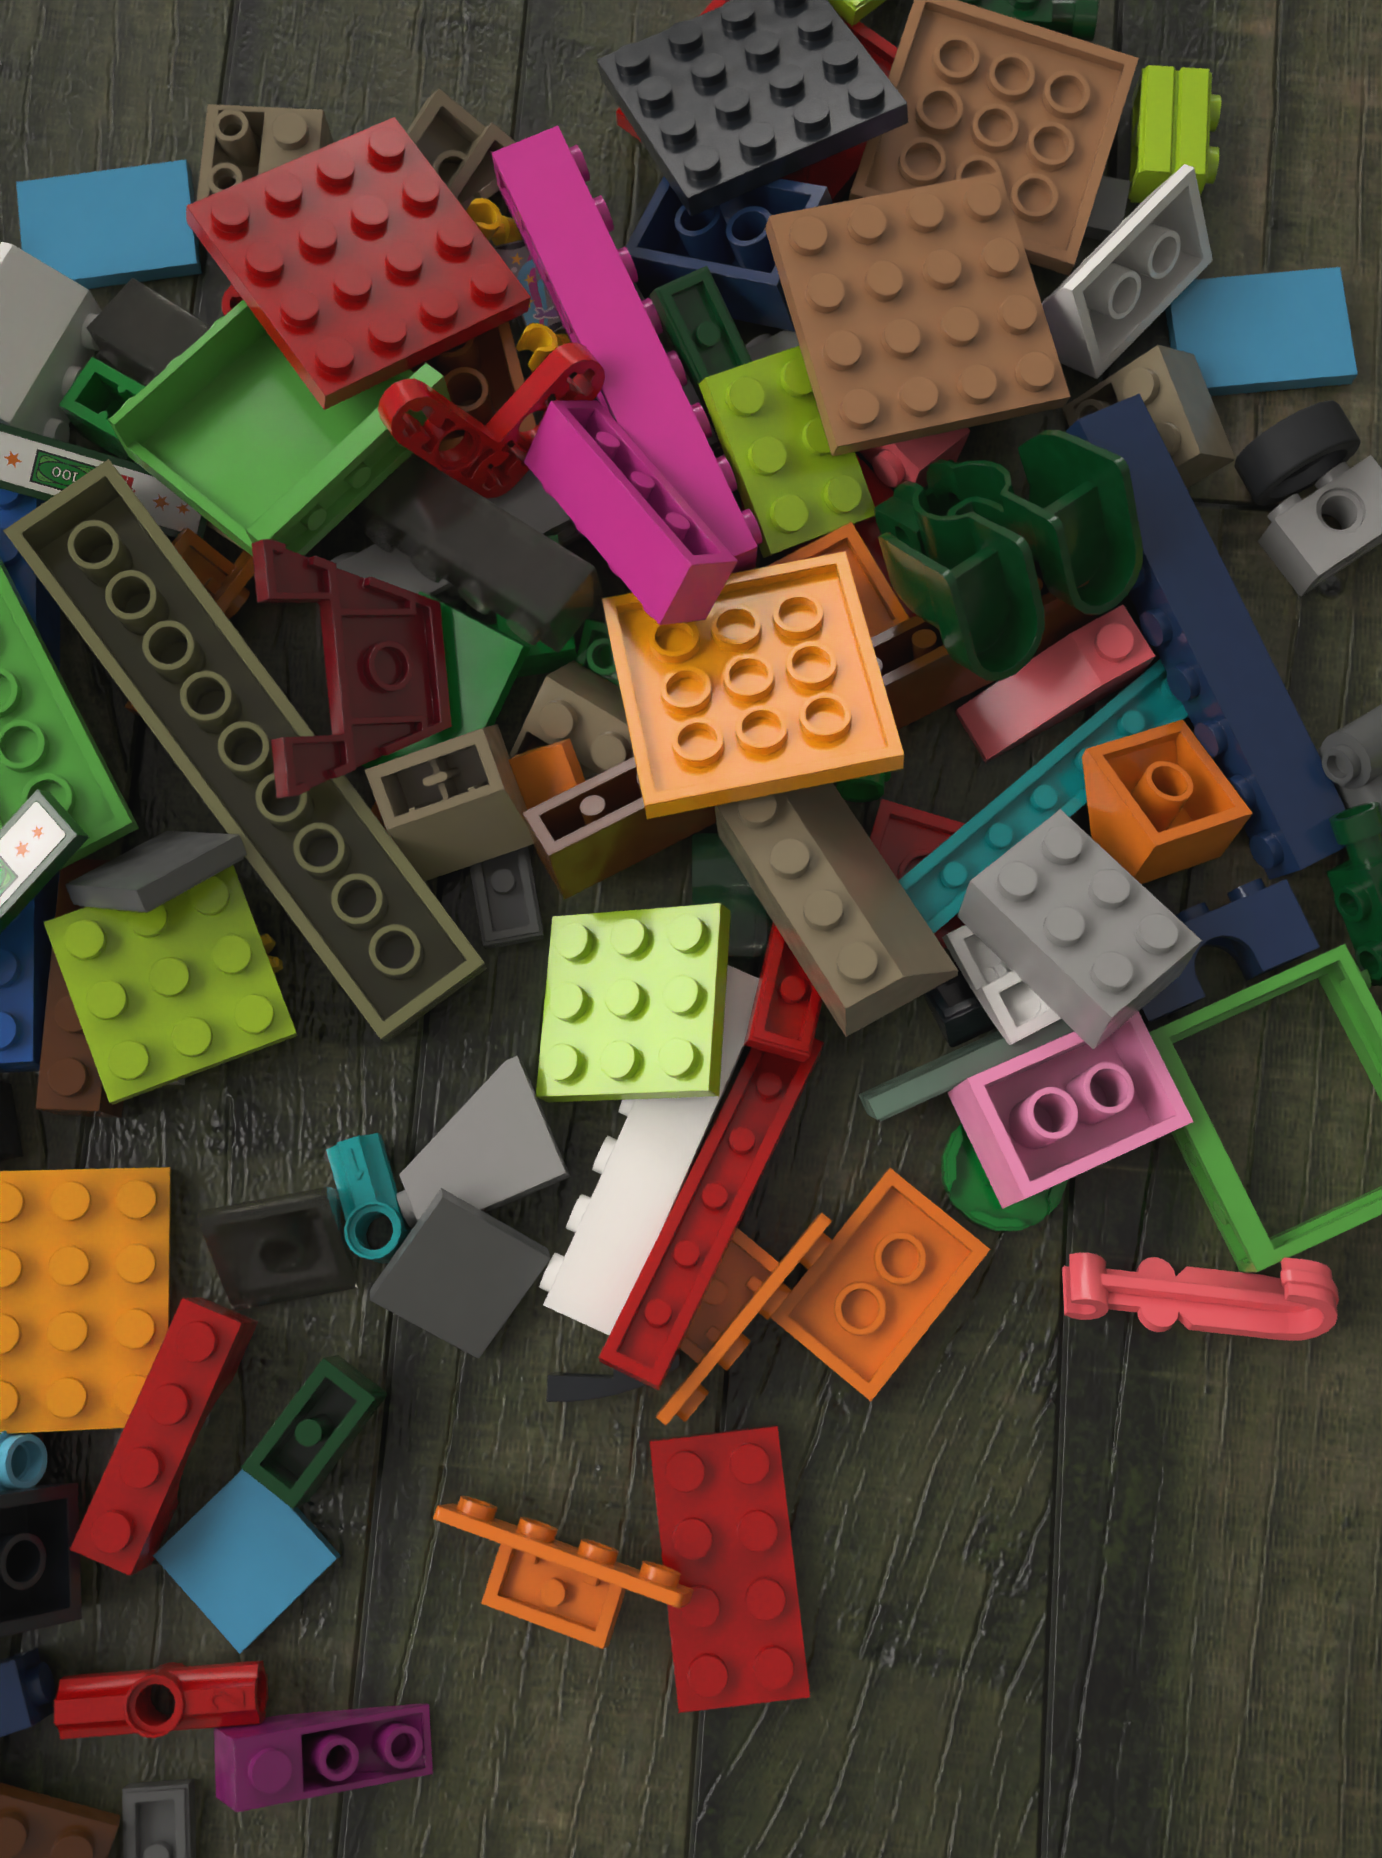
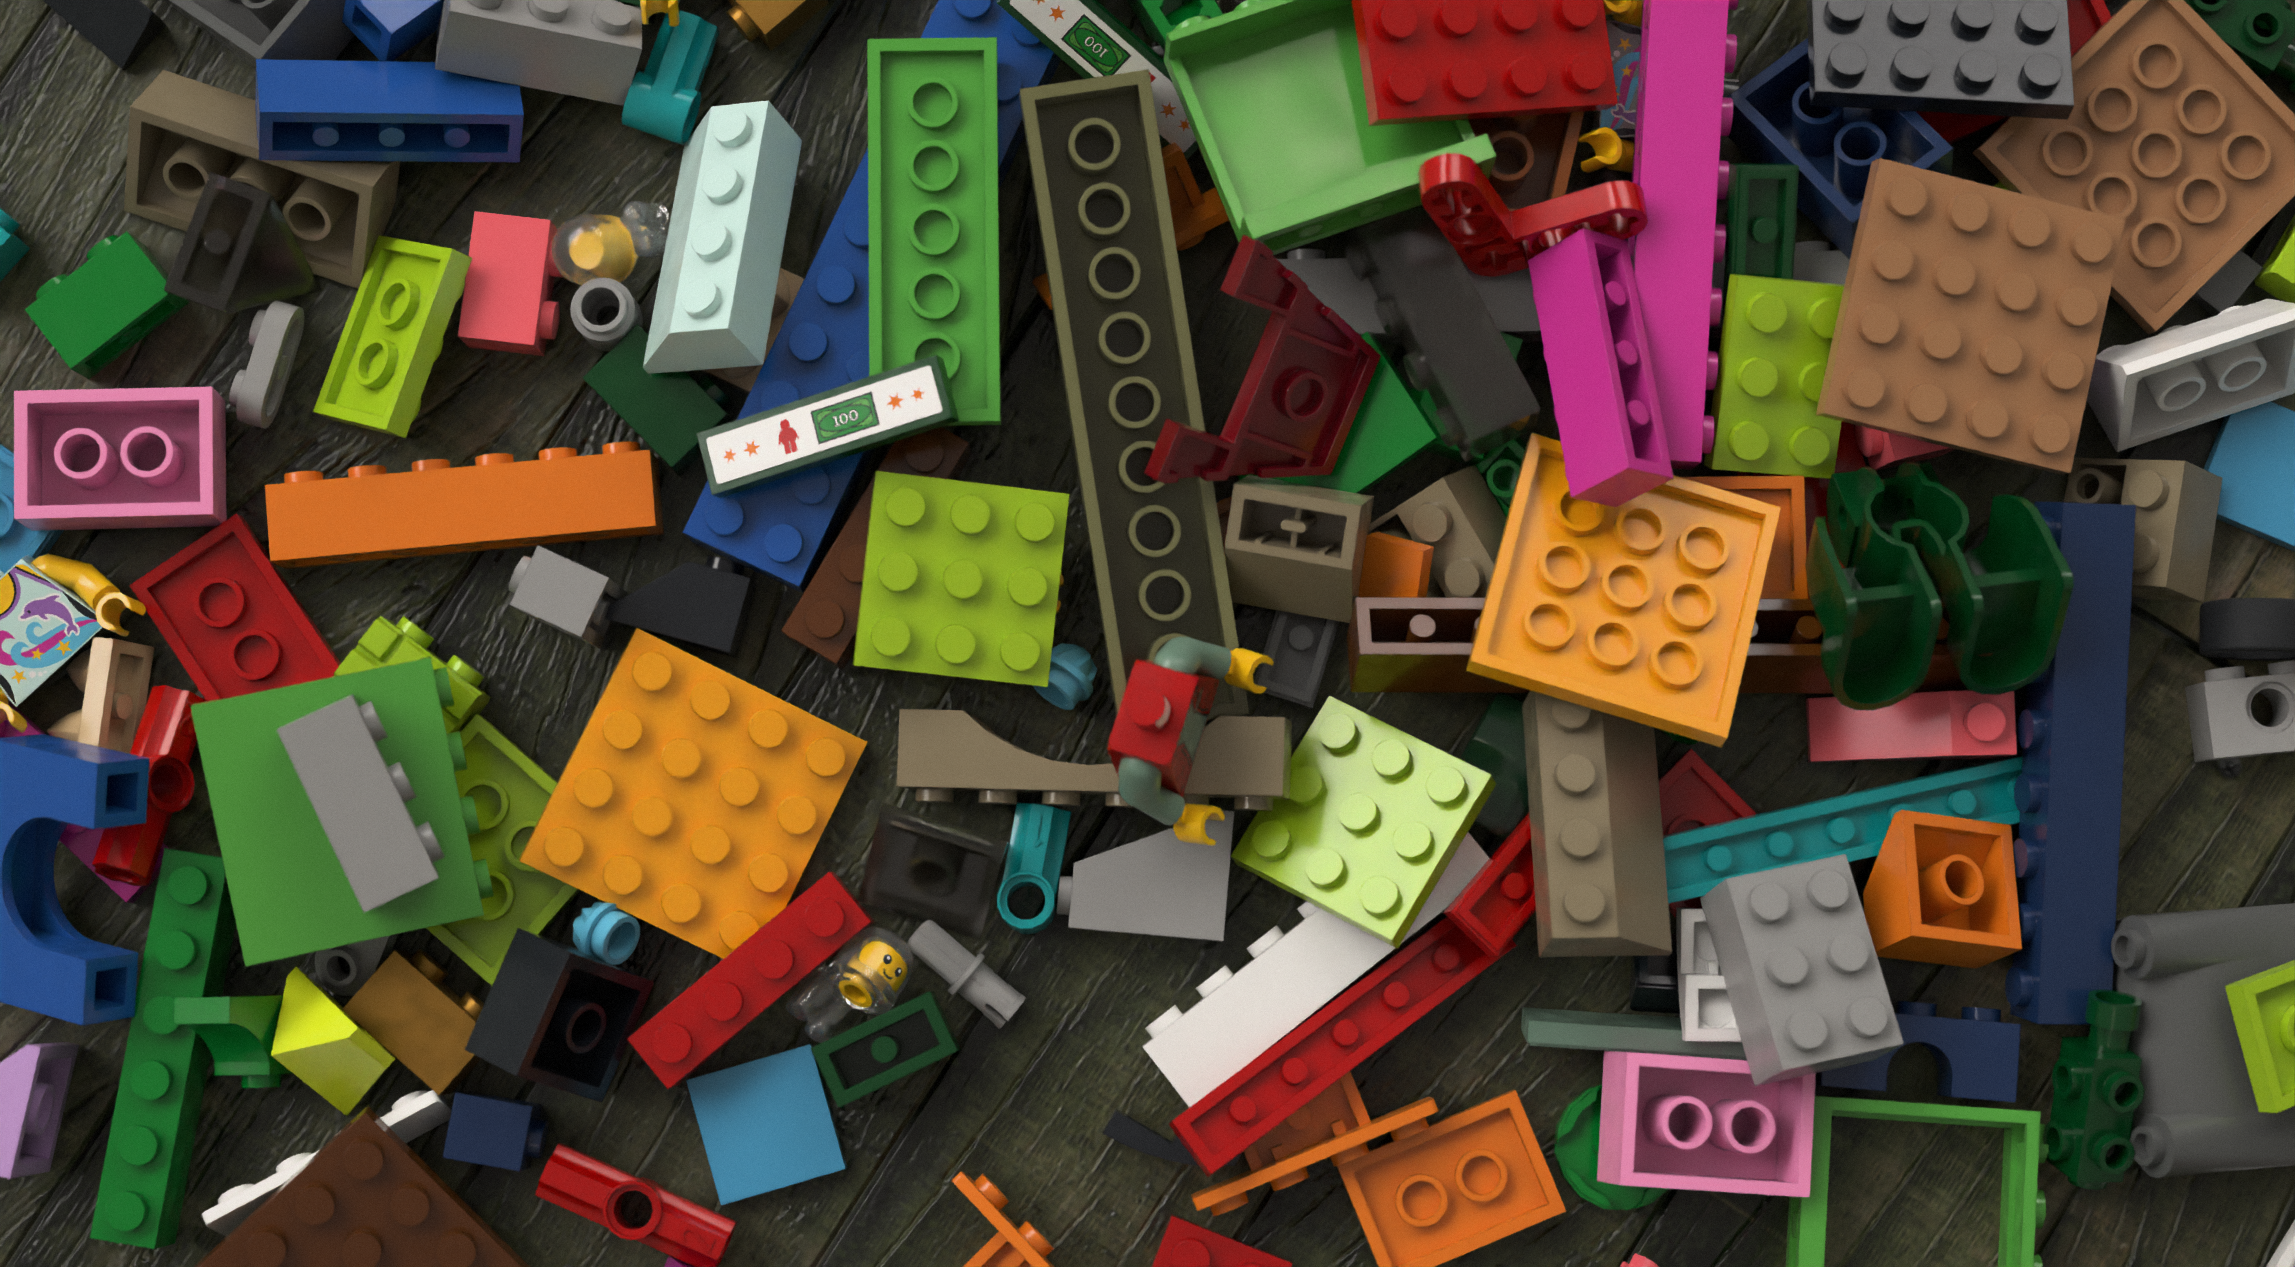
camera: 20 degrees right, 5 degrees up
(156, 871) = (1000, 476): dark grey tile -> none
(263, 1376) = (862, 977): none -> clear piece
(316, 1018) = (1069, 676): none -> medium azure plate
(355, 1323) = (965, 973): none -> light grey axle
(405, 1006) = (1163, 726): none -> torso
(459, 1273) = (1082, 979): dark grey tile -> none
(483, 1013) = (959, 752): none -> dark tan arch

